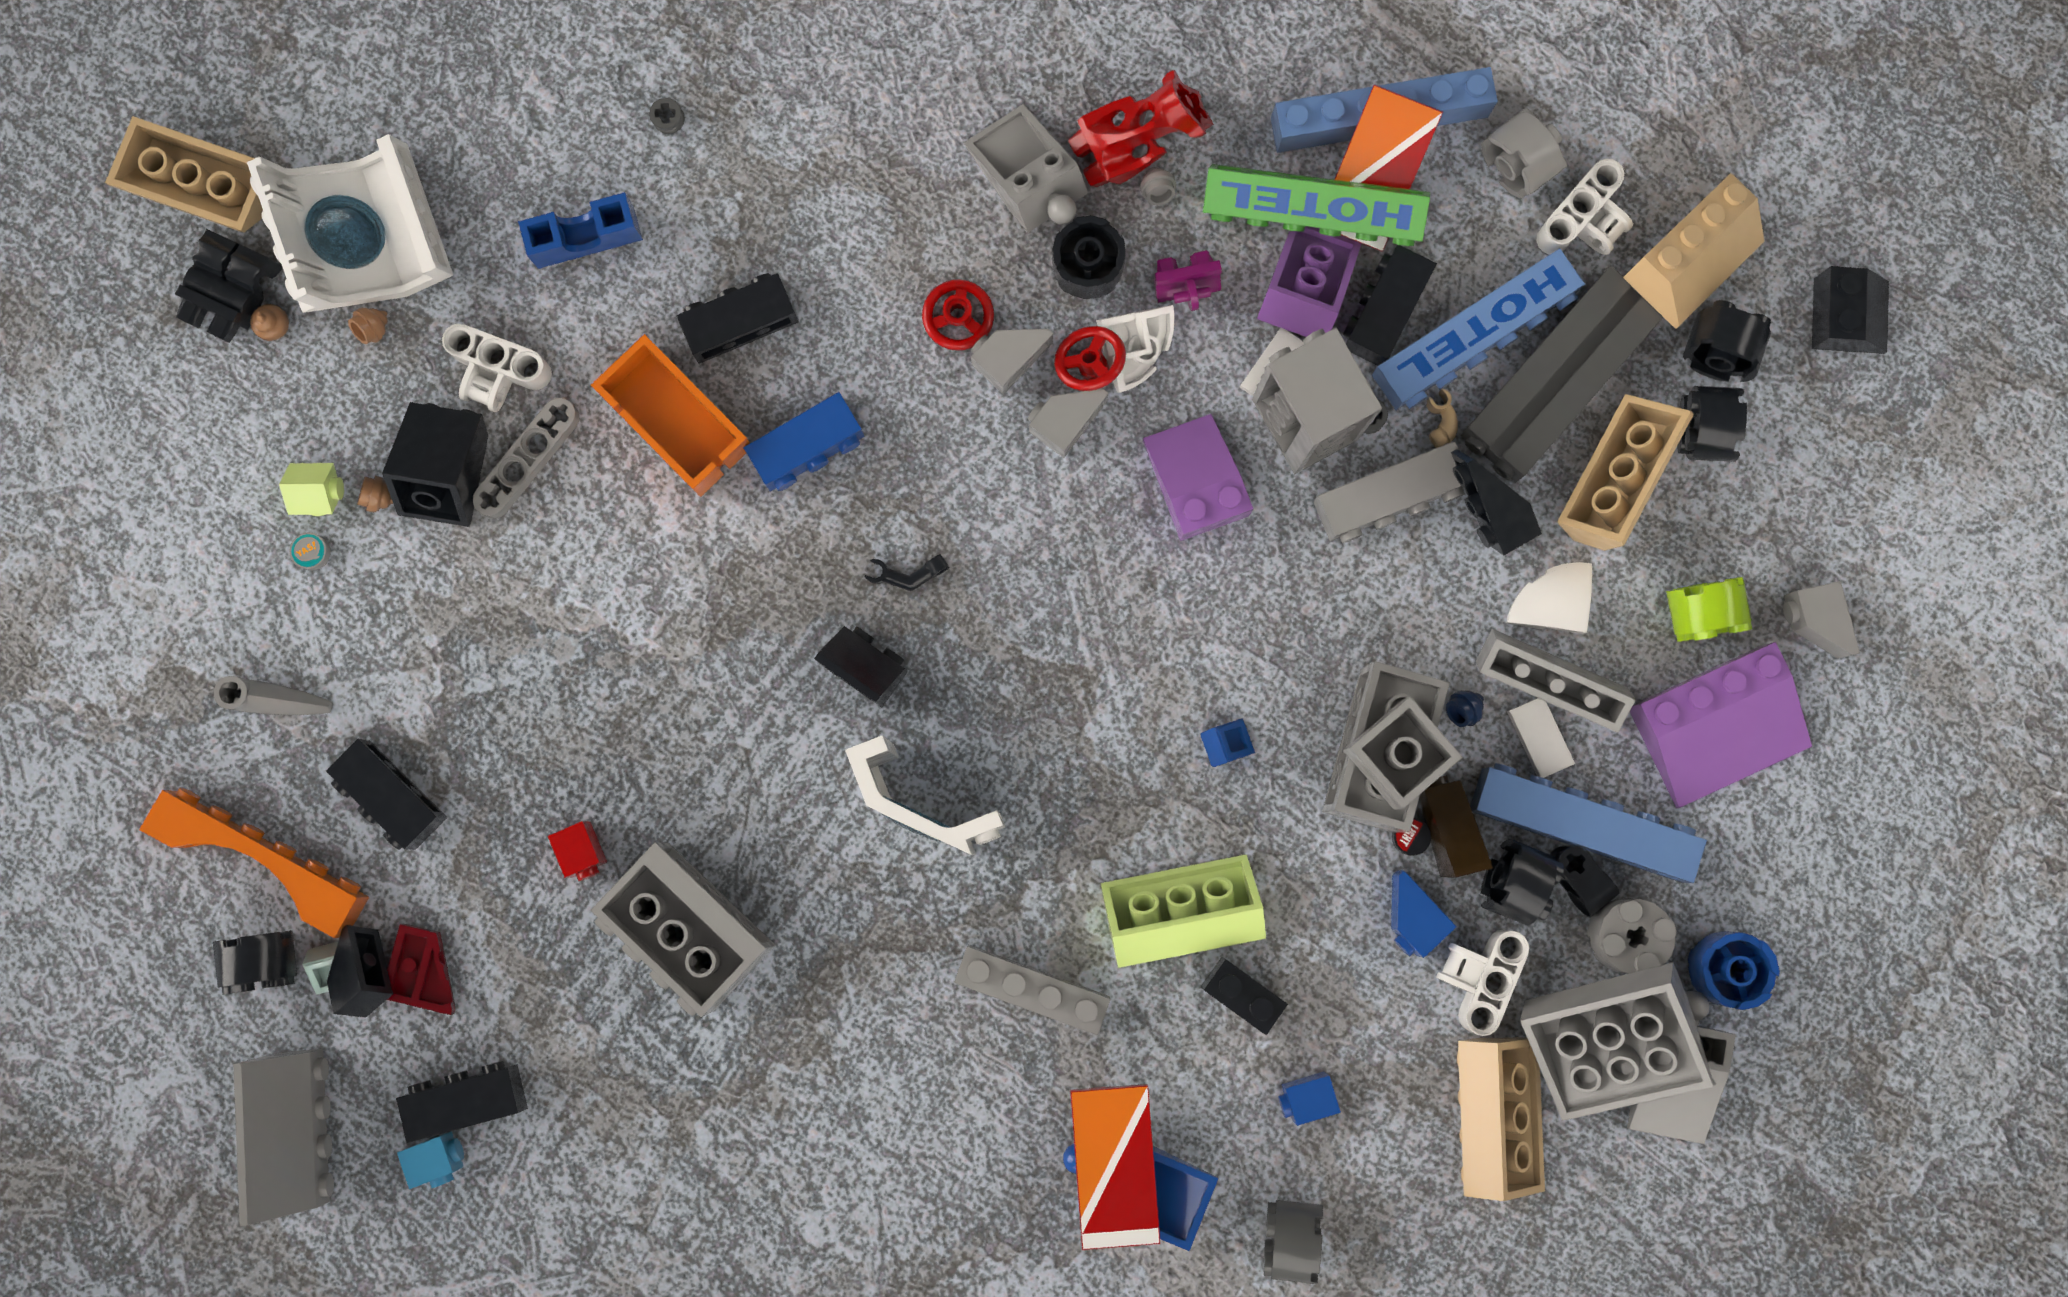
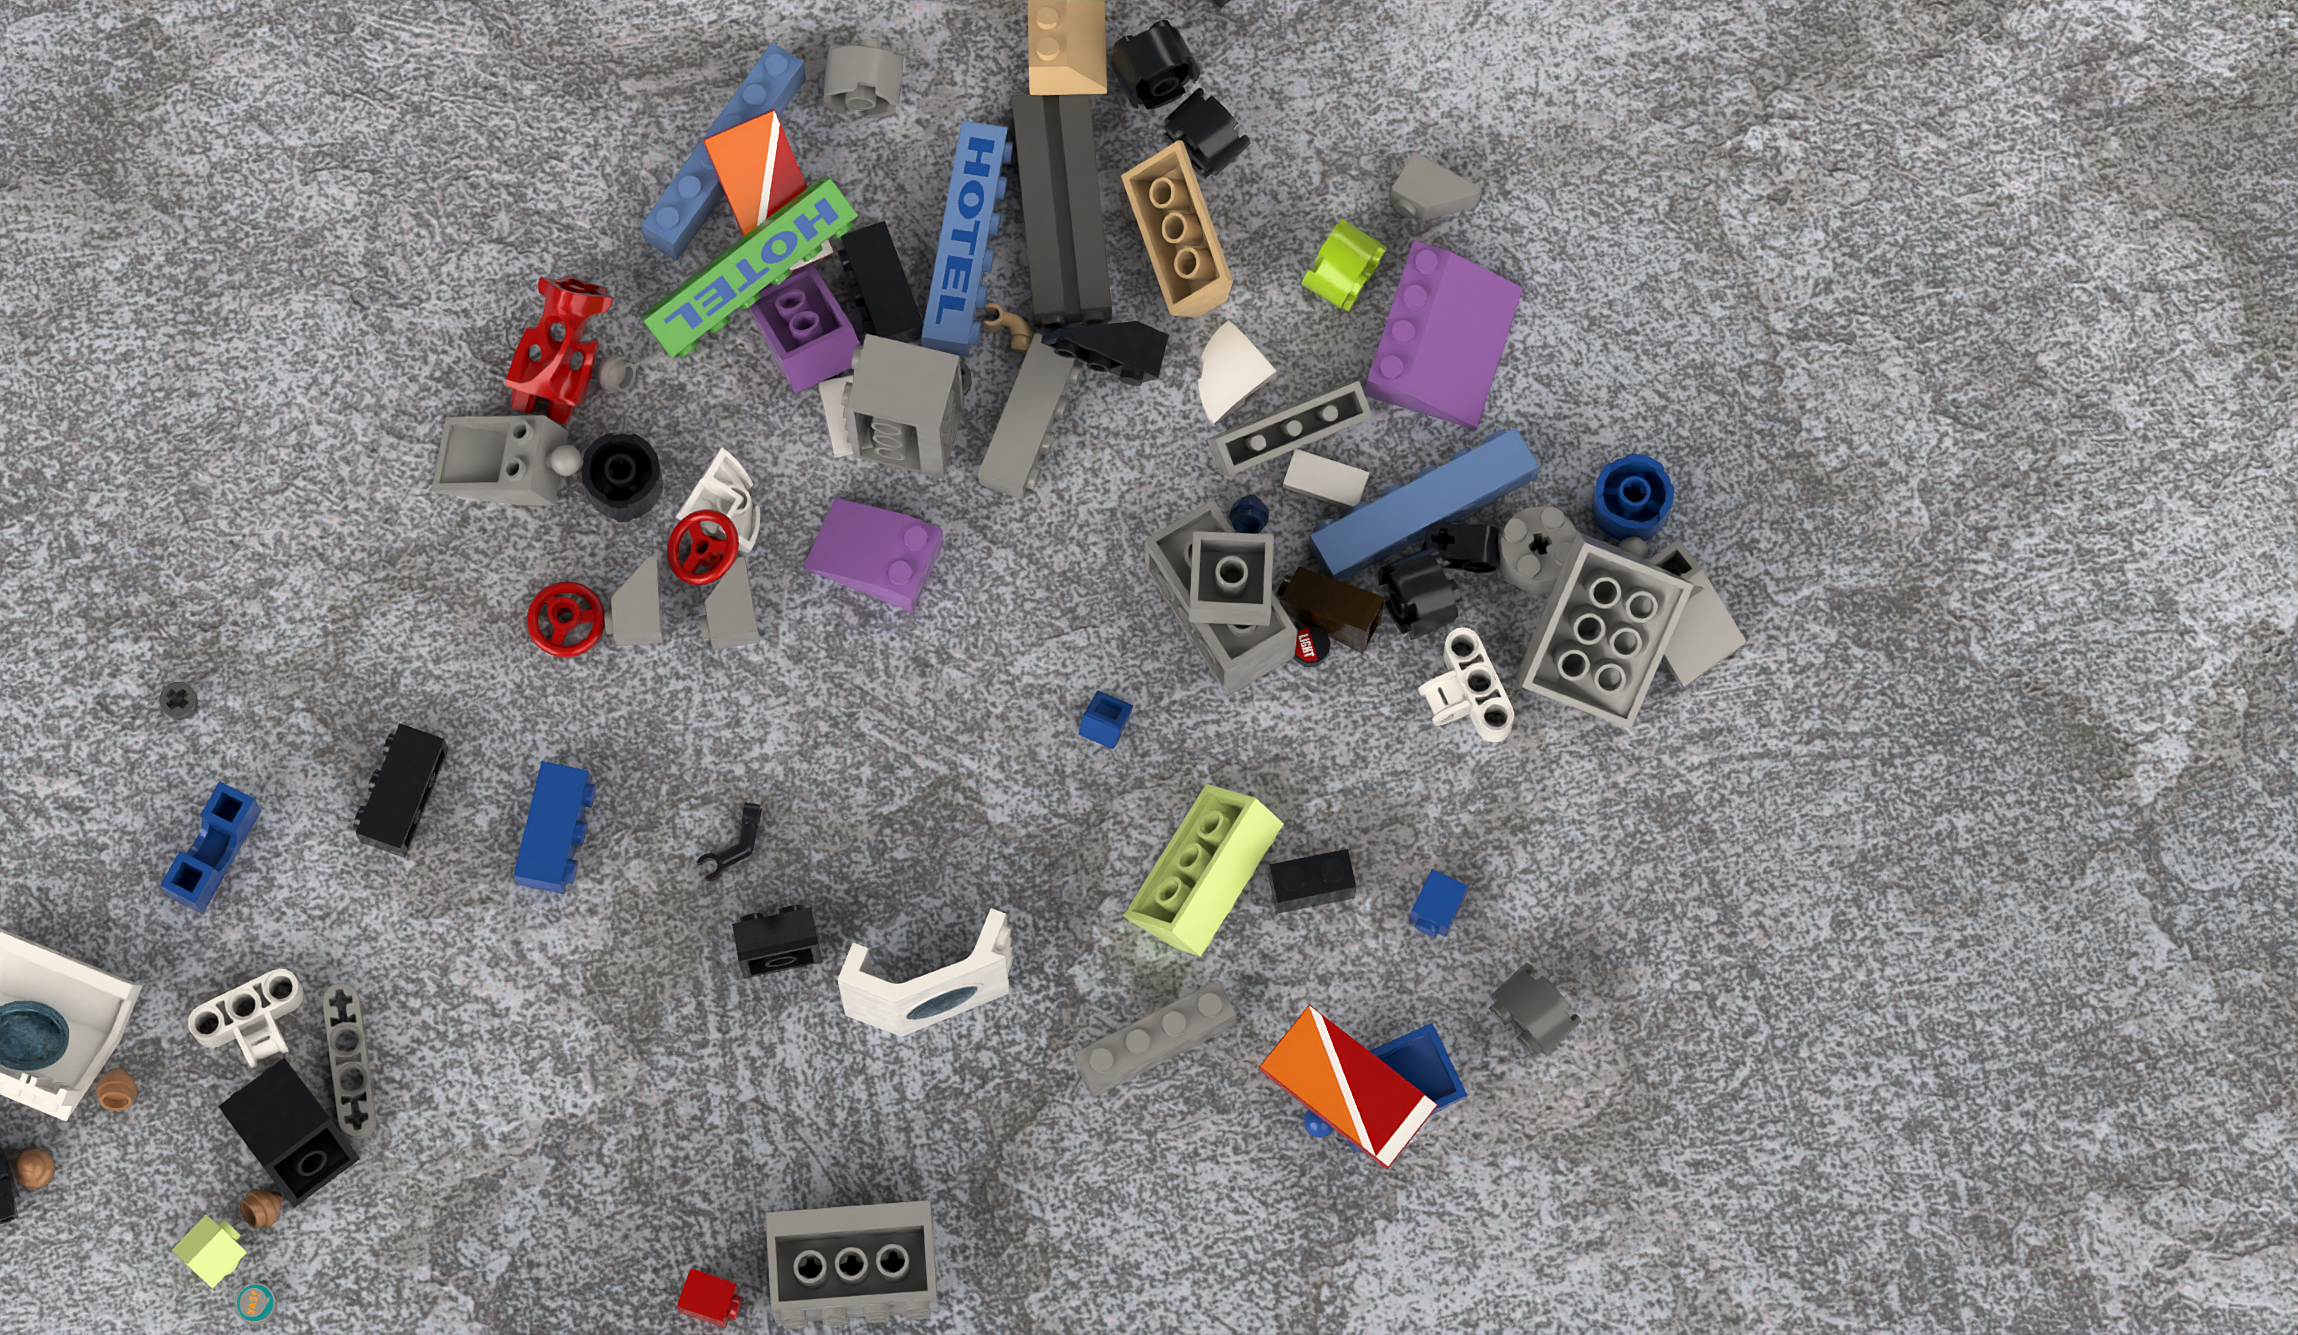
camera: 50 degrees left, 10 degrees down
(671, 415) = (432, 909): orange piece -> none
(1188, 282) = (716, 419): magenta hips -> none
(1416, 917) = (1374, 697): blue slope -> none
(1500, 1118) = (1585, 772): tan slope -> none
(1599, 216) = (965, 67): white piece -> none

